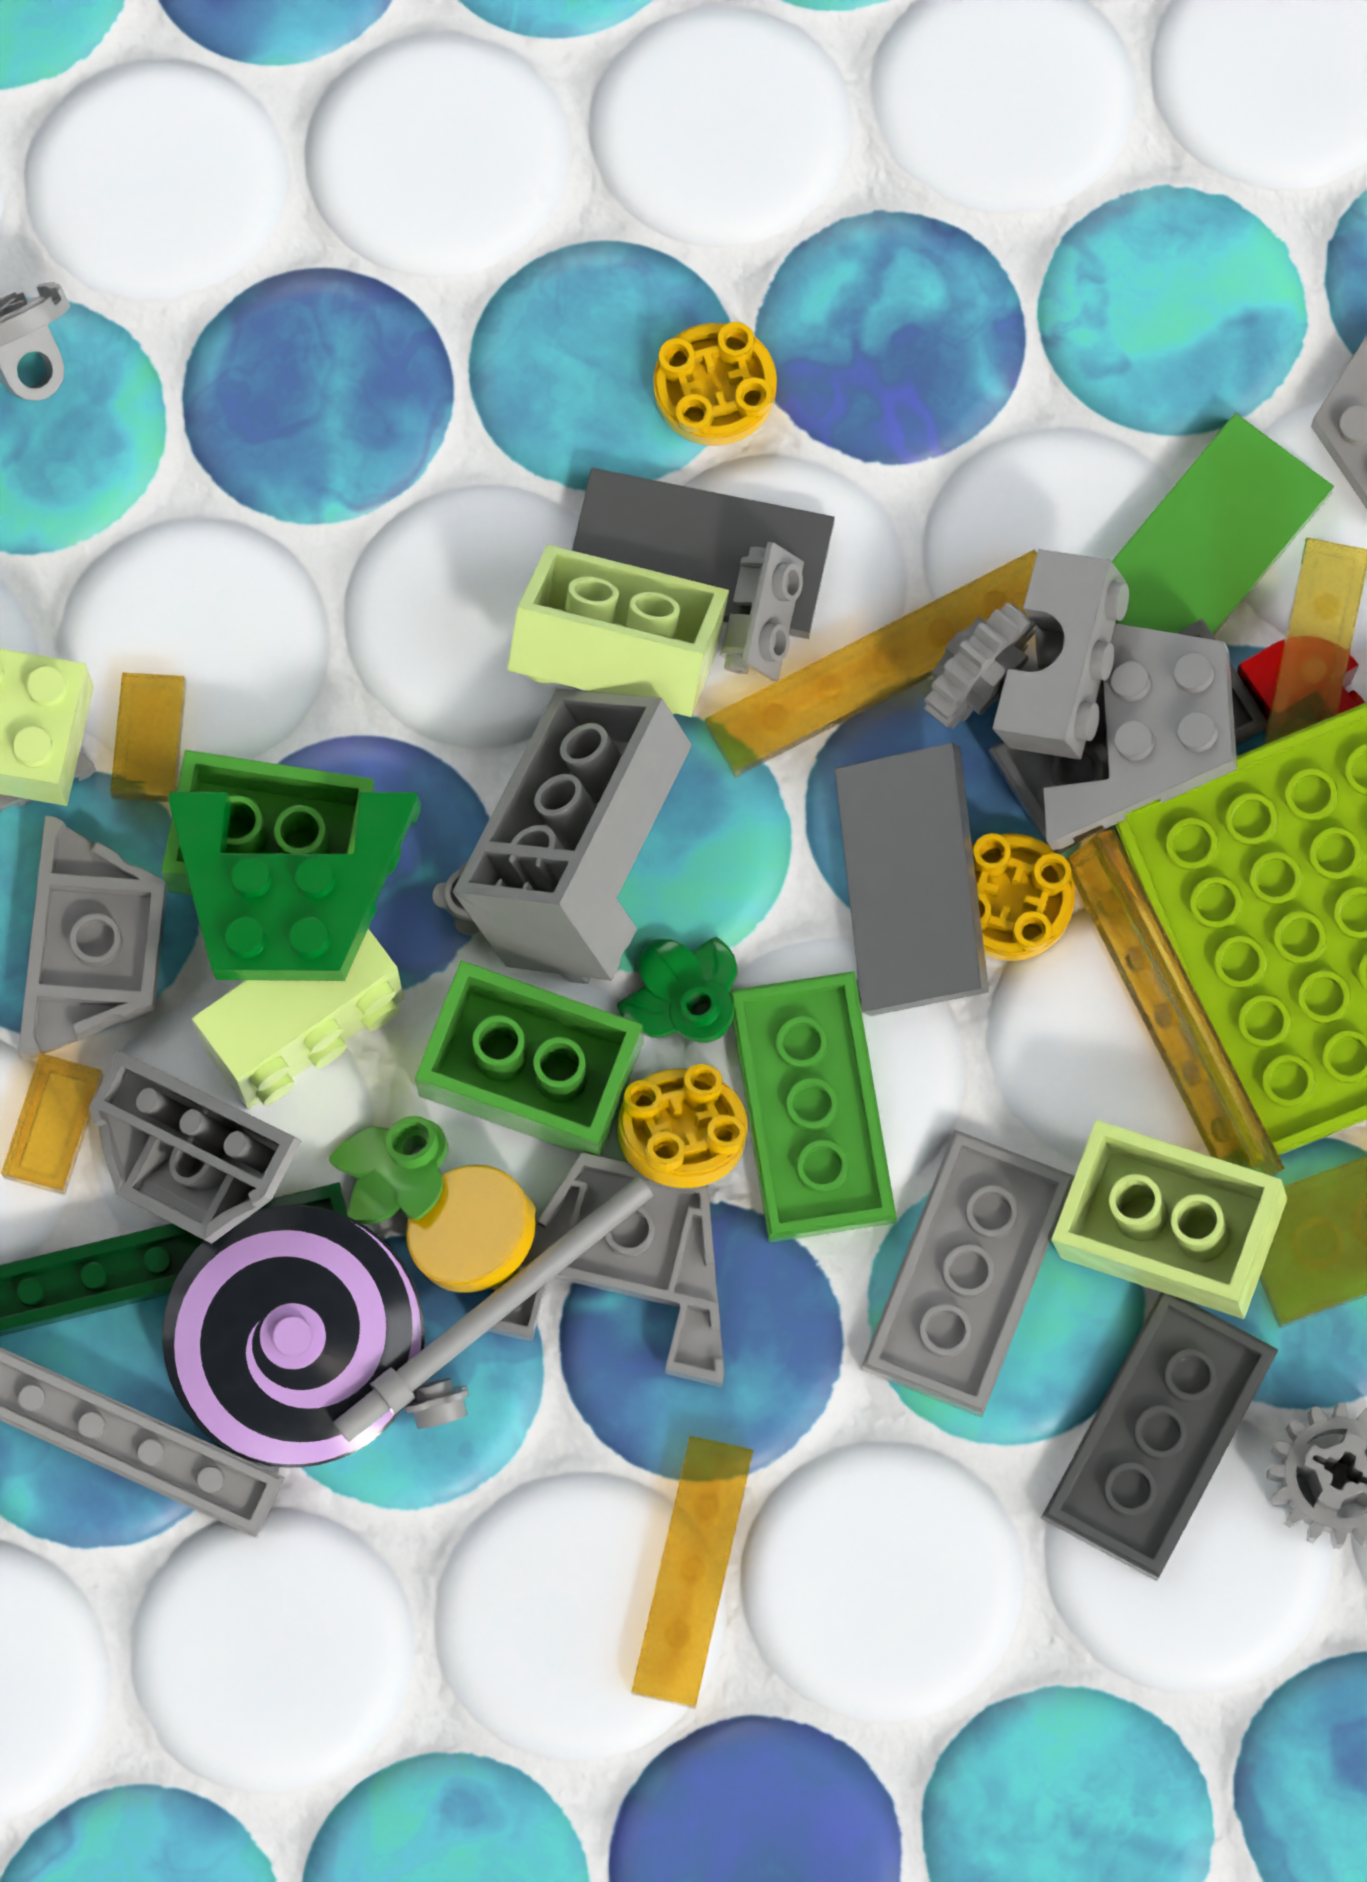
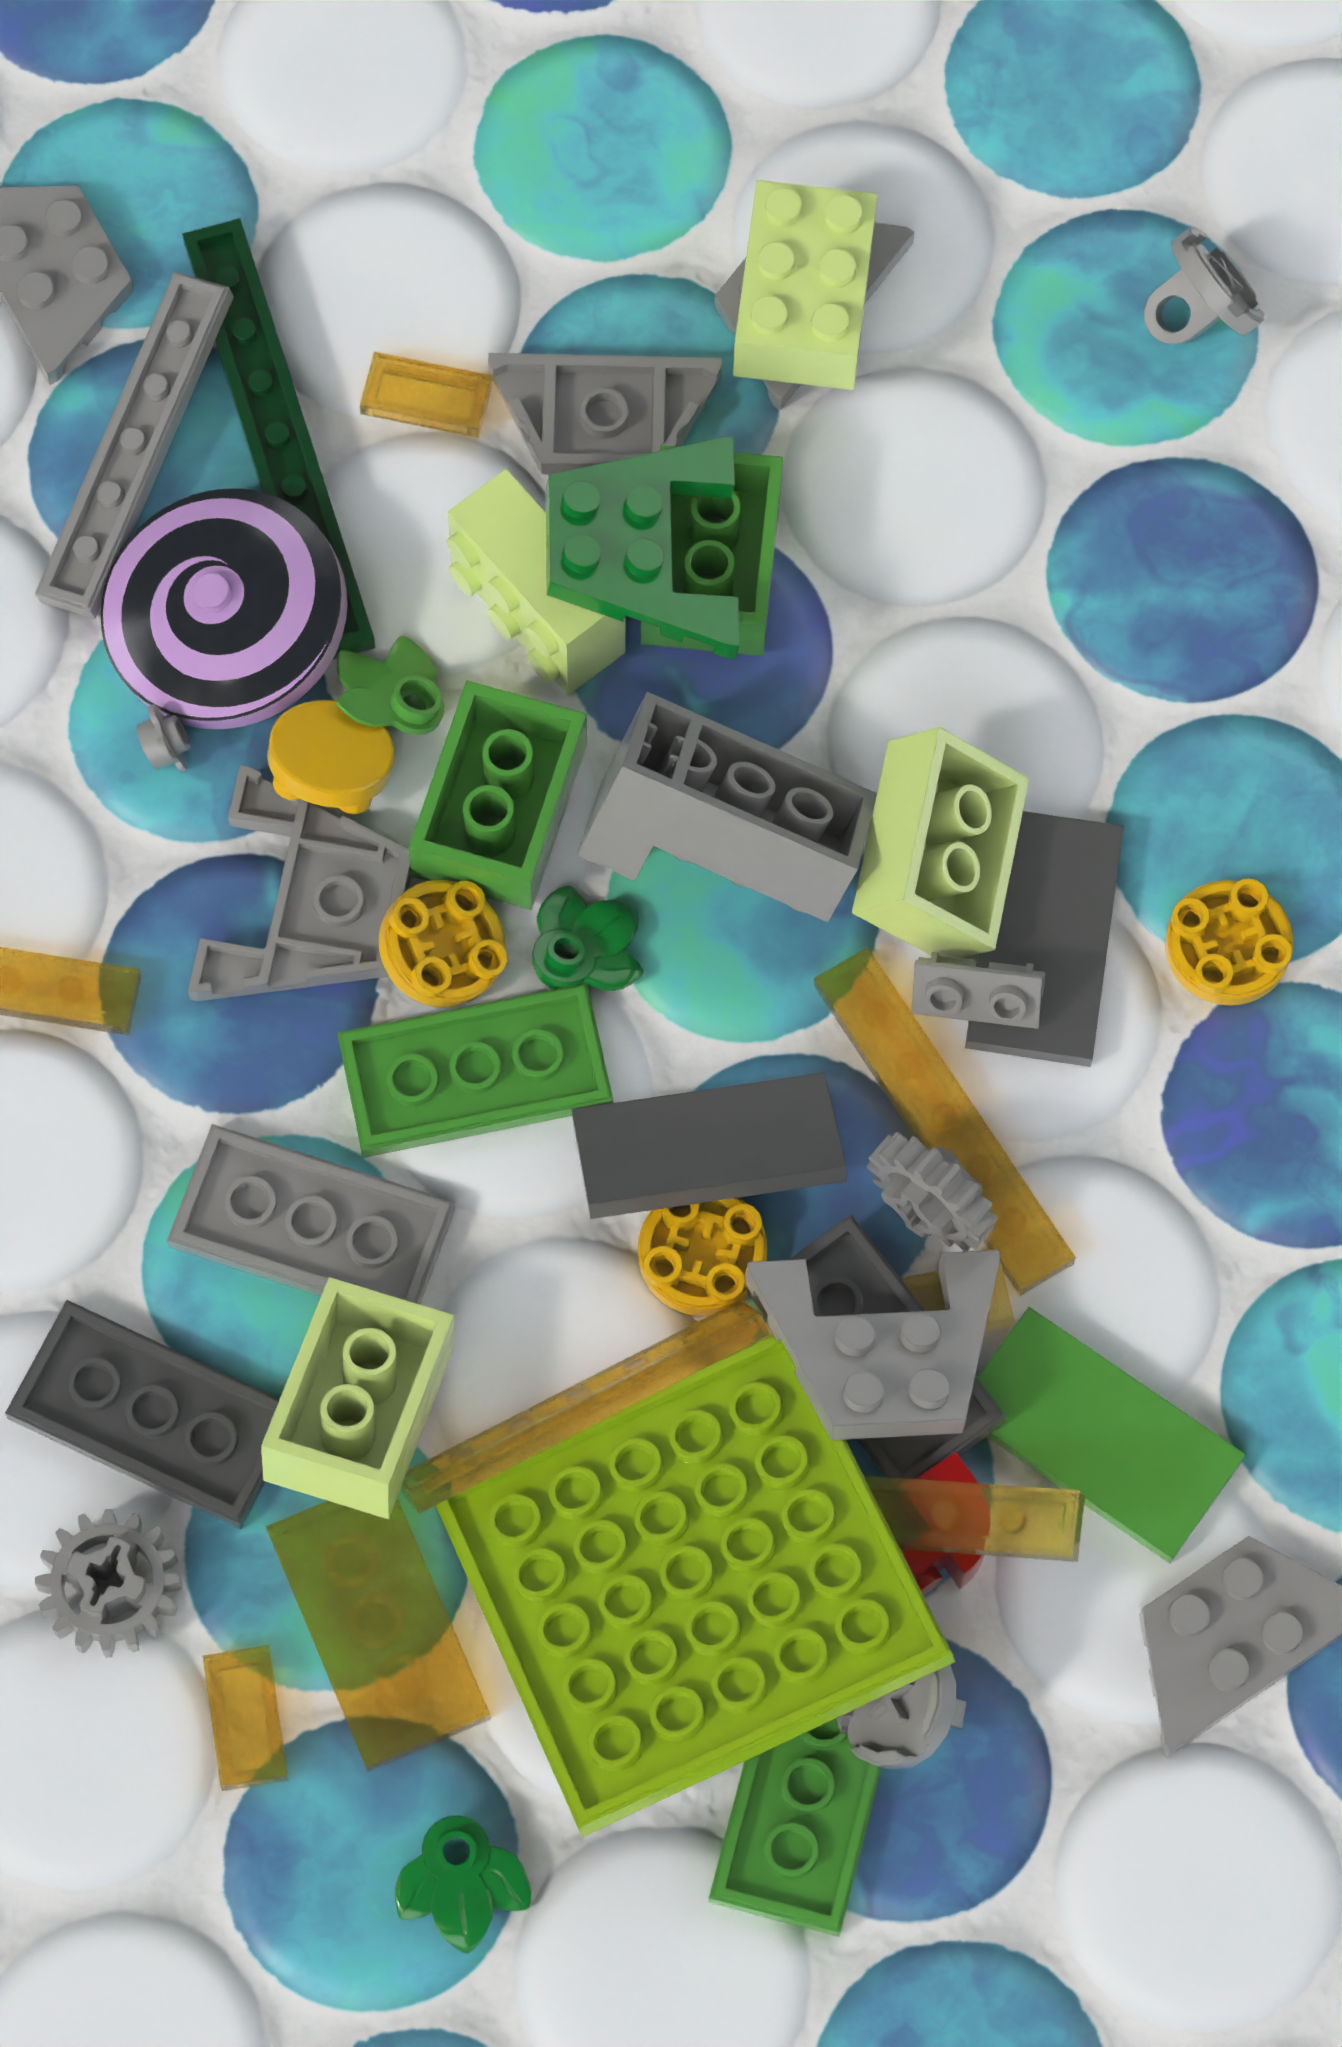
camera: 85 degrees right, 5 degrees down
(148, 736) = (818, 447): clear yellow tile -> none
(186, 1150) = (393, 497): light grey wedge -> none
(395, 1388) = (171, 693): light grey bar -> none
(1056, 706) = (988, 1281): light grey arch -> none

